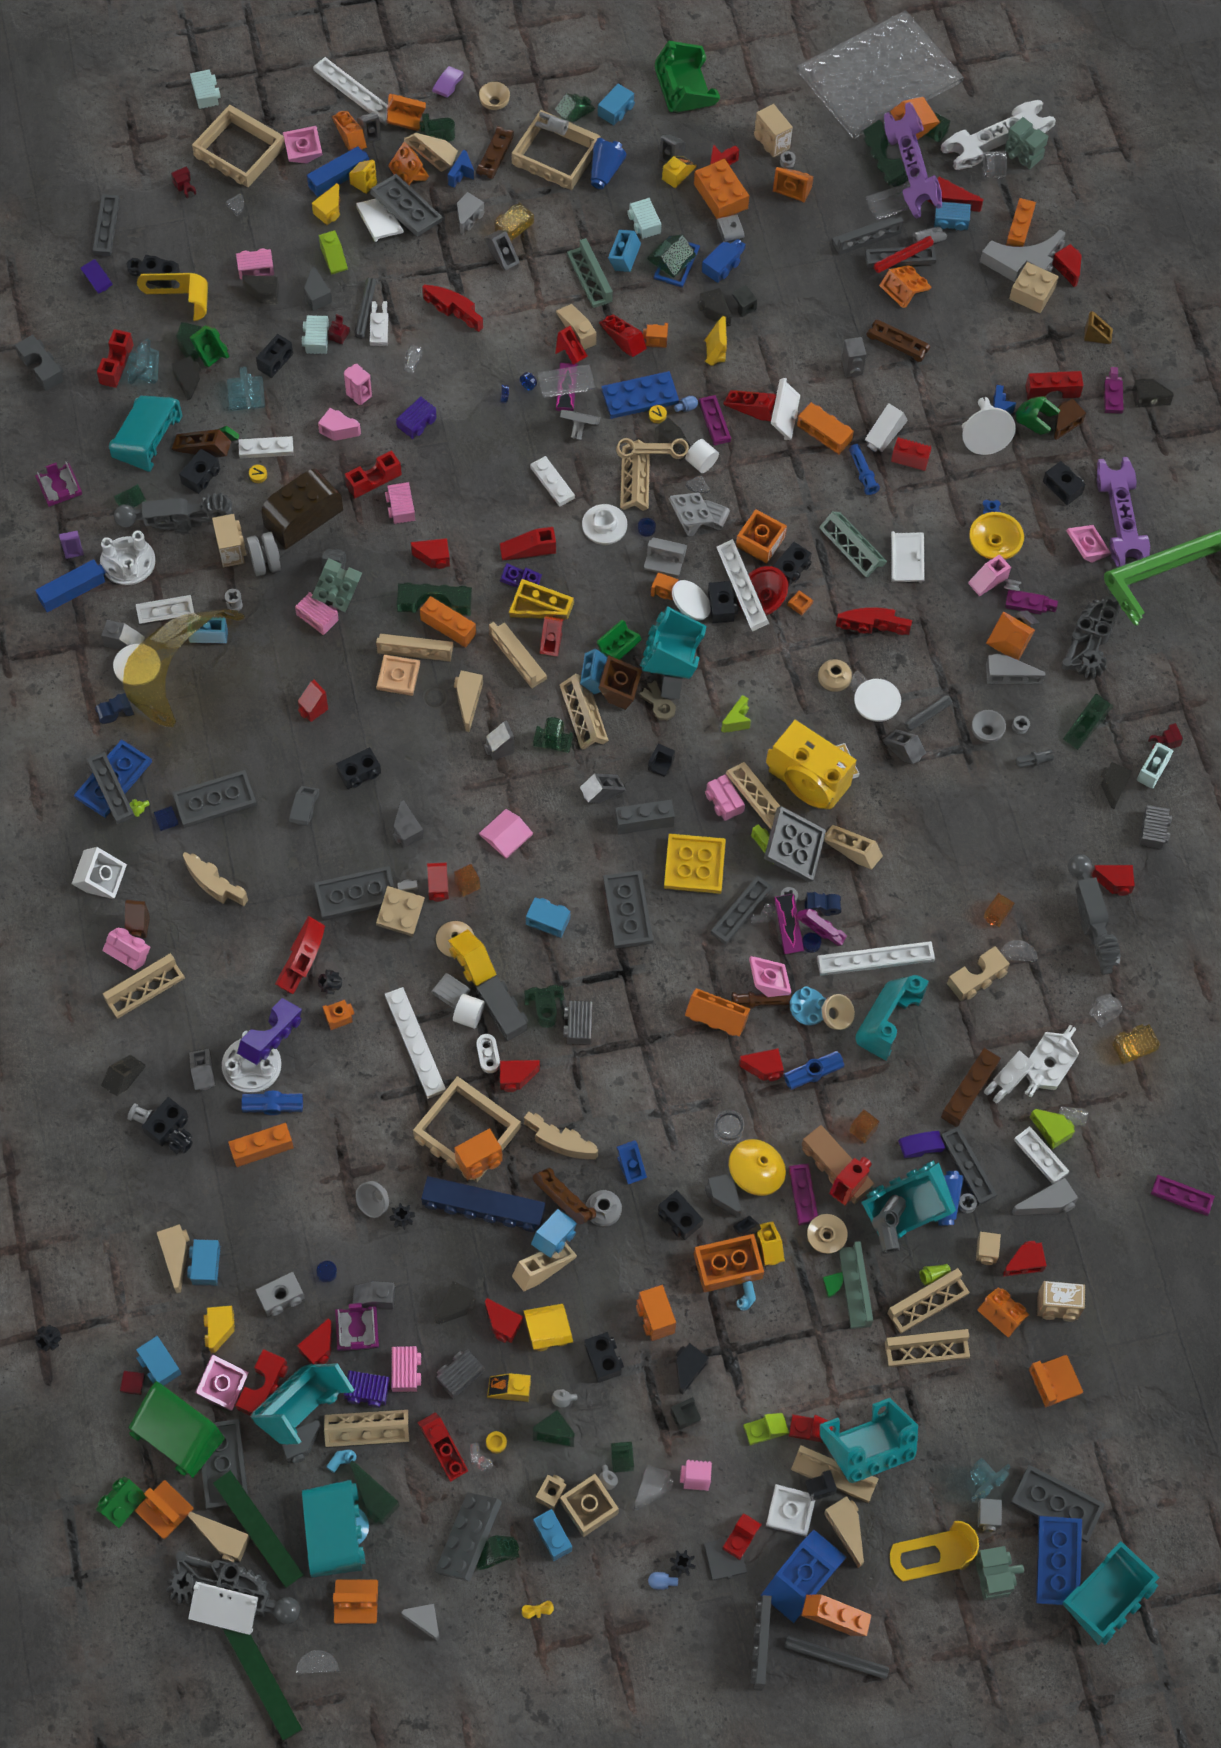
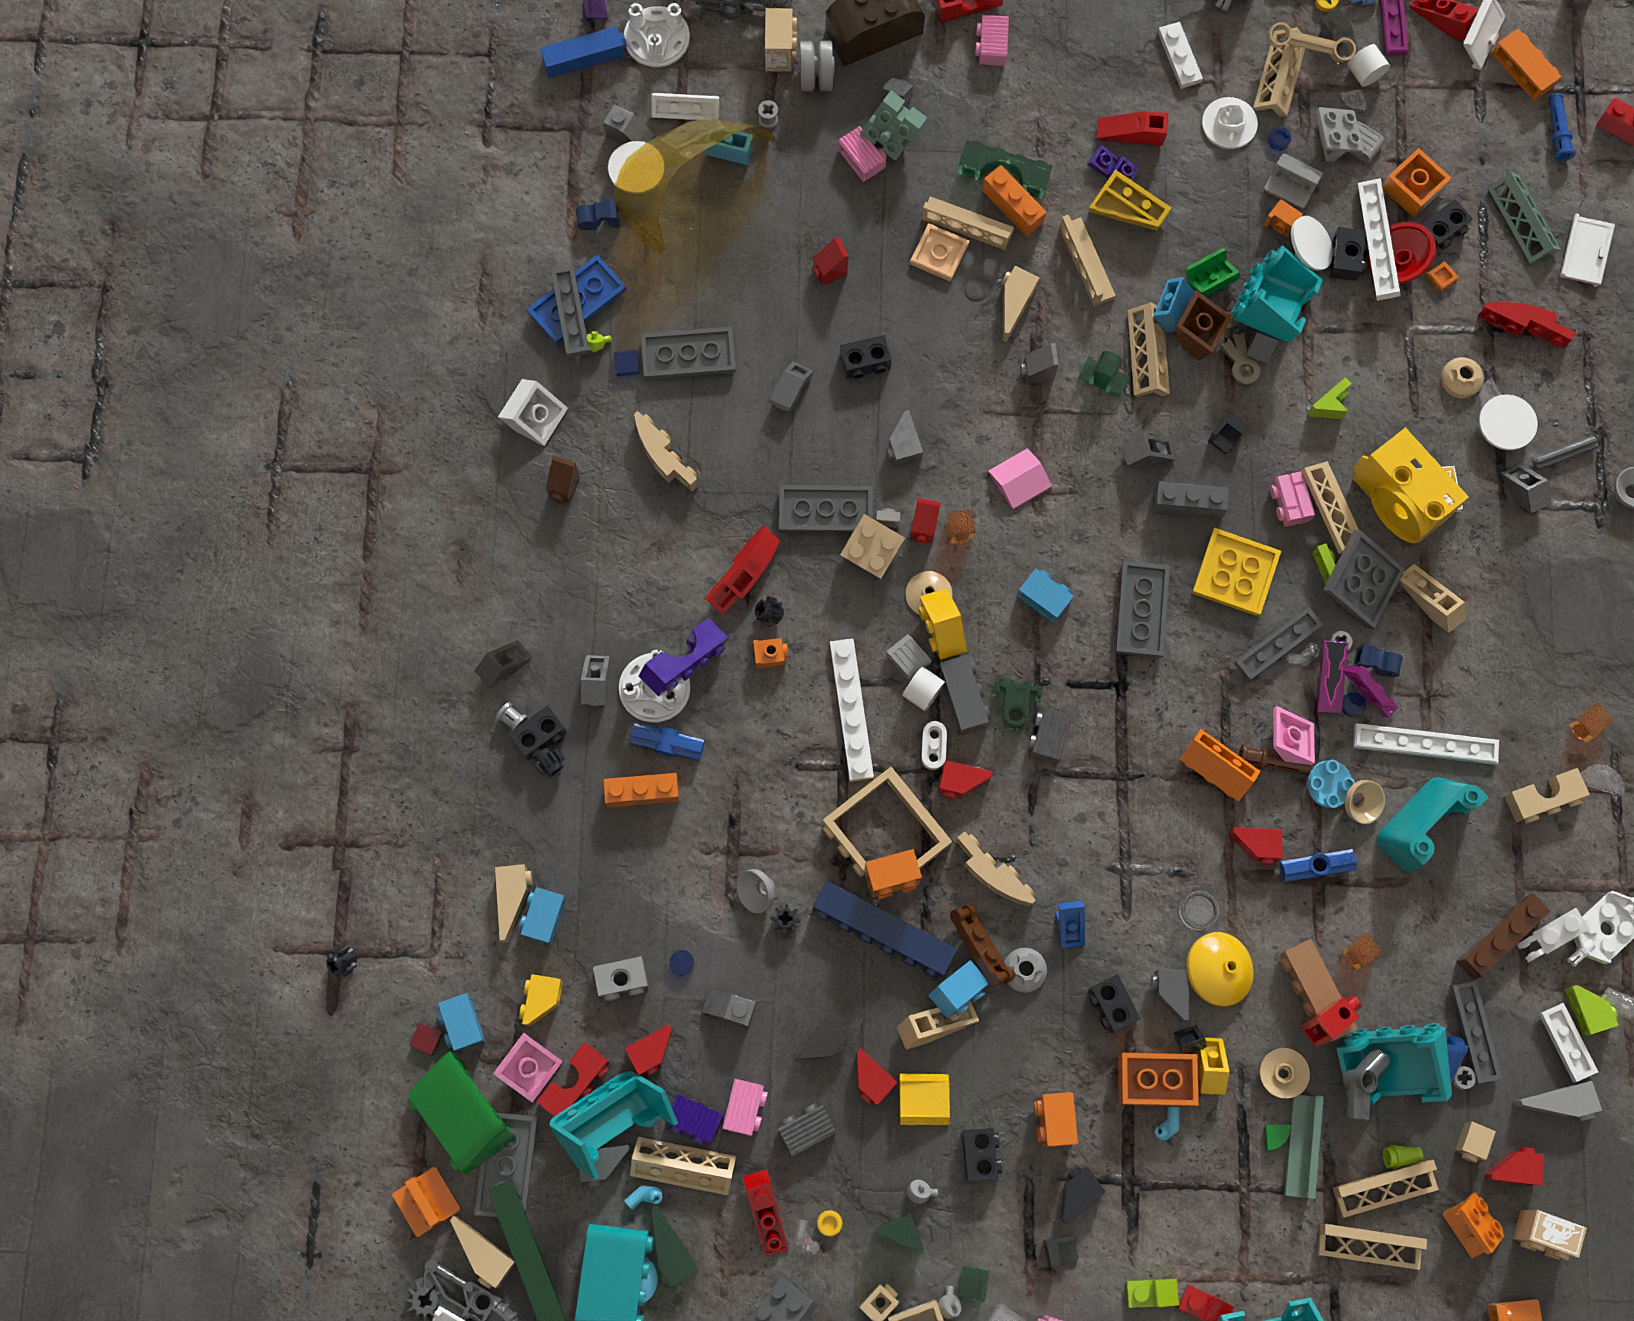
camera: 15 degrees right, 10 degrees up
(120, 1501) = (378, 1179): green bracket -> none
(126, 948) = (542, 511): bright pink brick -> none
(142, 979) = (550, 553): tan fence -> none
(356, 1328) = (700, 1042): piece -> none
(432, 552) = (1016, 111): red slope -> none
(509, 1387) = (860, 1162): yellow slope -> none
(551, 636) = (1132, 248): red slope -> none
(803, 1193) = (1267, 1014): magenta tile -> none
(885, 428) = (1601, 82): white slope -> none
(921, 1143) = (1425, 990): dark purple slope -> none

